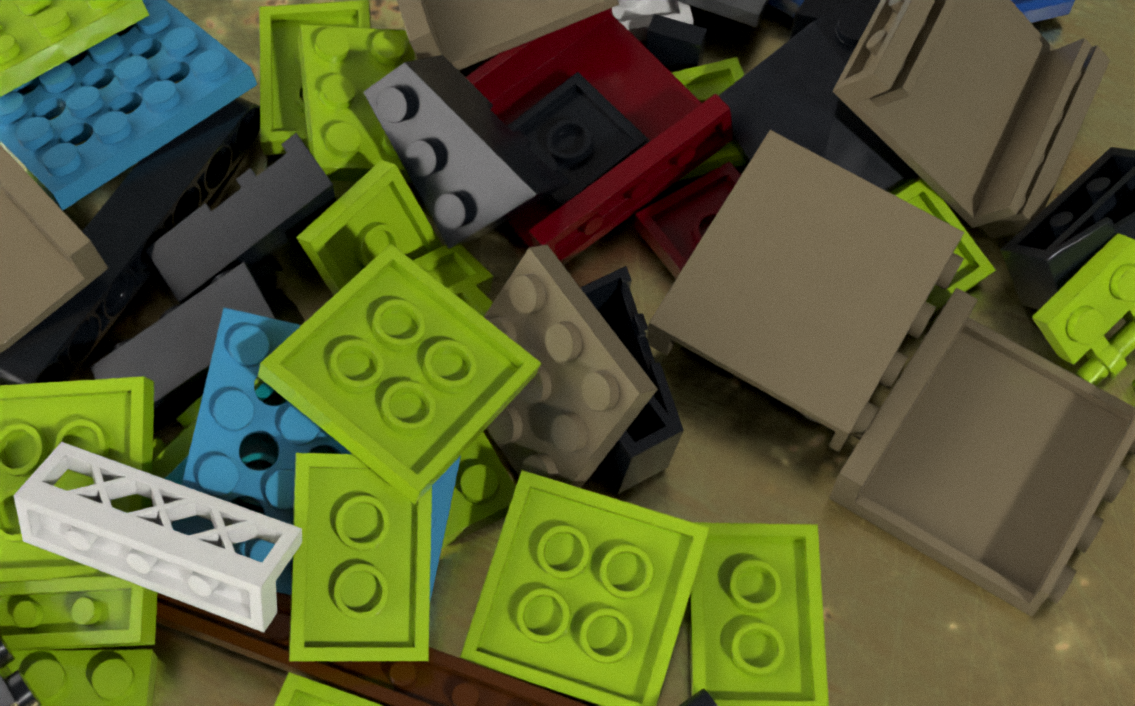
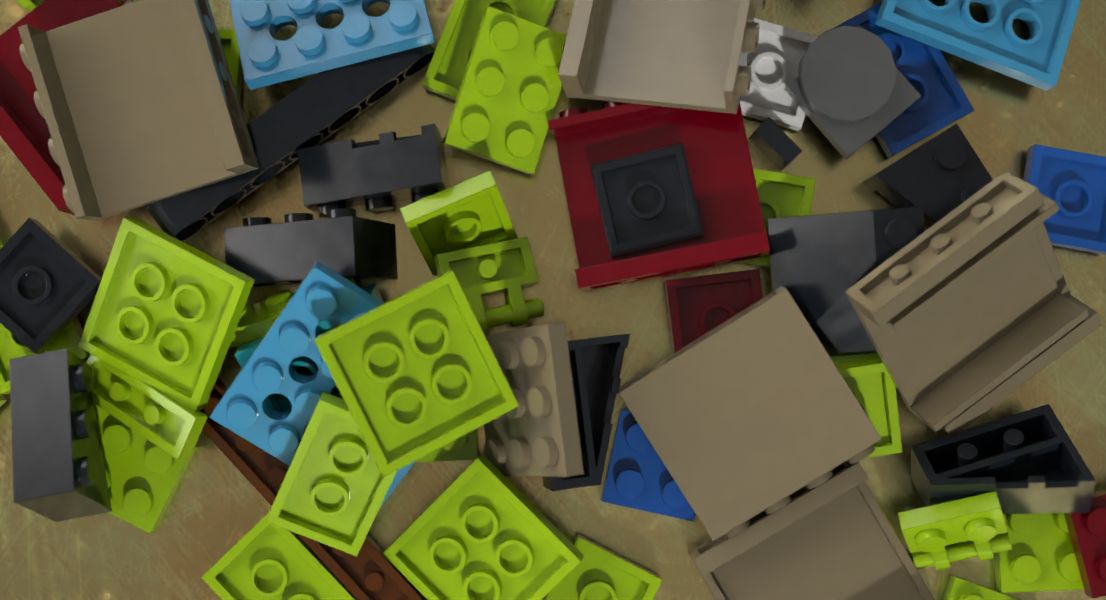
camera: 30 degrees right, 25 degrees up
(145, 547) = (197, 415): white fence -> none
(457, 150) = (552, 182): black wedge -> none
(732, 424) = (639, 476): none -> blue plate

